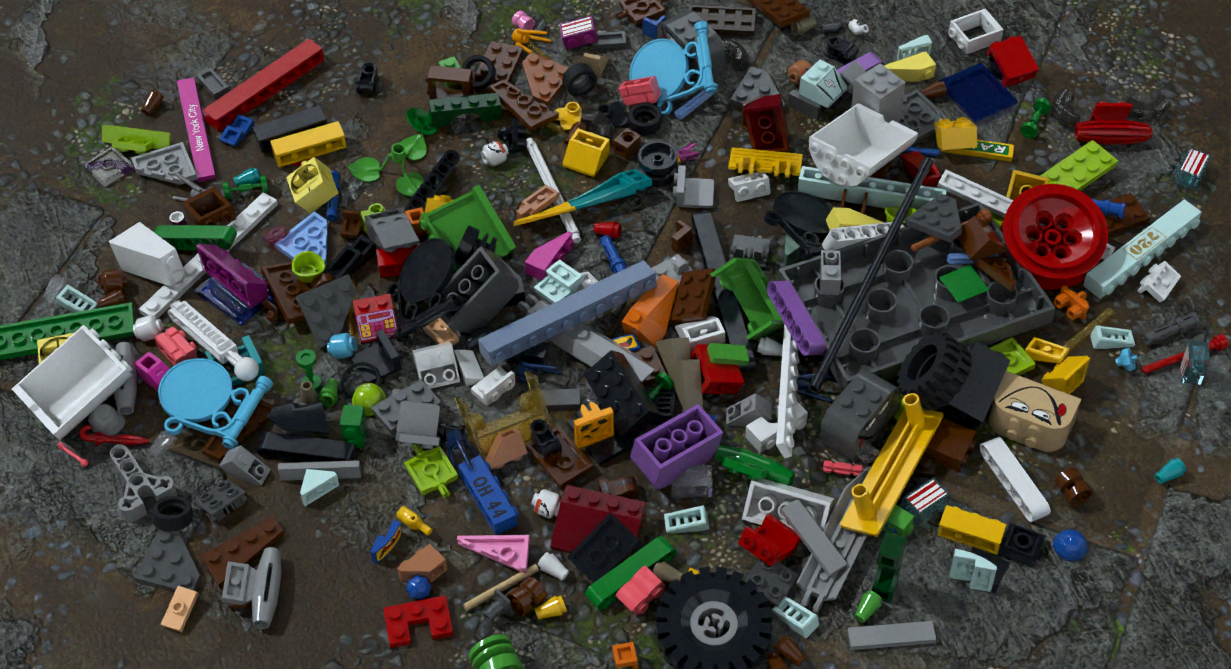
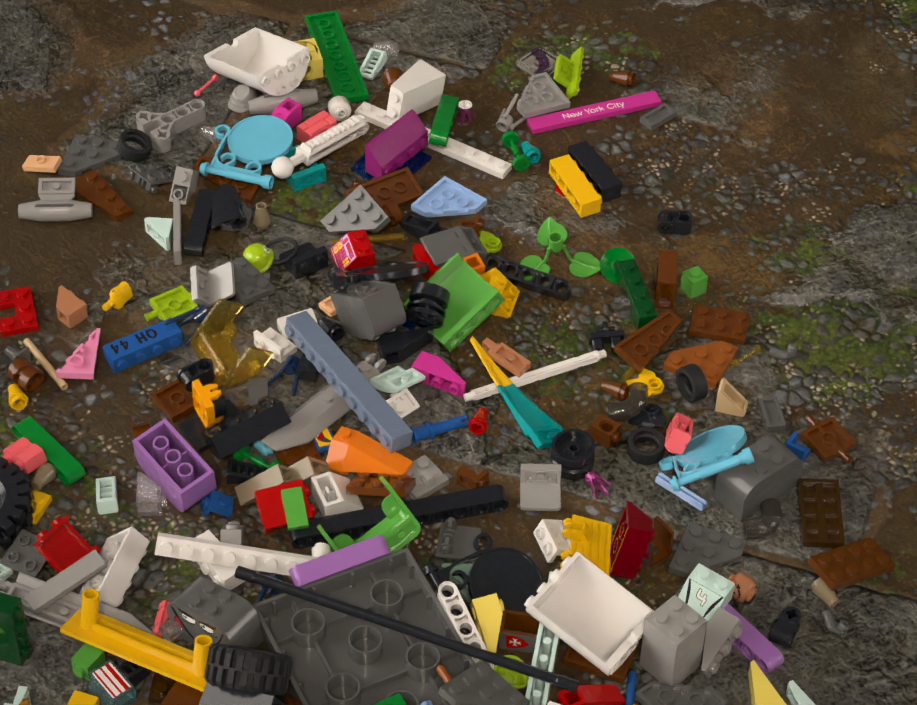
camera: 85 degrees right, 5 degrees down
(99, 438) = (220, 97): red piece -> none
(113, 298) = (374, 85): reddish brown cone -> none
(206, 201) = (492, 124): reddish brown window -> none
(237, 131) = (598, 141): blue slope -> none
(263, 85) = (657, 149): red brick -> none
(275, 234) = (456, 176): clear pink piece -> none
(306, 359) = (280, 220): green wheel -> none
(307, 266) = (405, 194): lime helmet -> none
(312, 185) = (514, 189): light yellow piece -> none
(329, 393) = (266, 231): bright green cone -> none
(332, 204) = (511, 211): blue pin -> none
(342, 345) = (319, 233): medium azure head -> none
(354, 425) = (217, 244): green brick -> none
(384, 545) = (92, 280): blue slope -> none
(418, 587) = (47, 306): blue piece -> none
(436, 365) = (296, 295): white slope -> none
(491, 70) = (686, 296): black tyre -> none
(494, 153) = (578, 324): white head -> none
(505, 448) = (191, 350): nougat slope -> none
(522, 36) = (759, 338): light orange plant -> none
(523, 21) = (783, 337): bright pink wheel -> none
(546, 503) = (130, 387): white head -> none
(552, 566) = (62, 394): white cone -> none
(579, 32) = (770, 381): magenta brick -> none
(585, 509) = (105, 426): dark red slope -> none
(586, 152) = (585, 396): yellow slope -> none
(603, 548) = (72, 426): black tile -> none
(753, 465) = (145, 529): green plate -> none
(830, 272) = (391, 582): light grey slope -> none
(856, 28) = (831, 646): white arm -> none

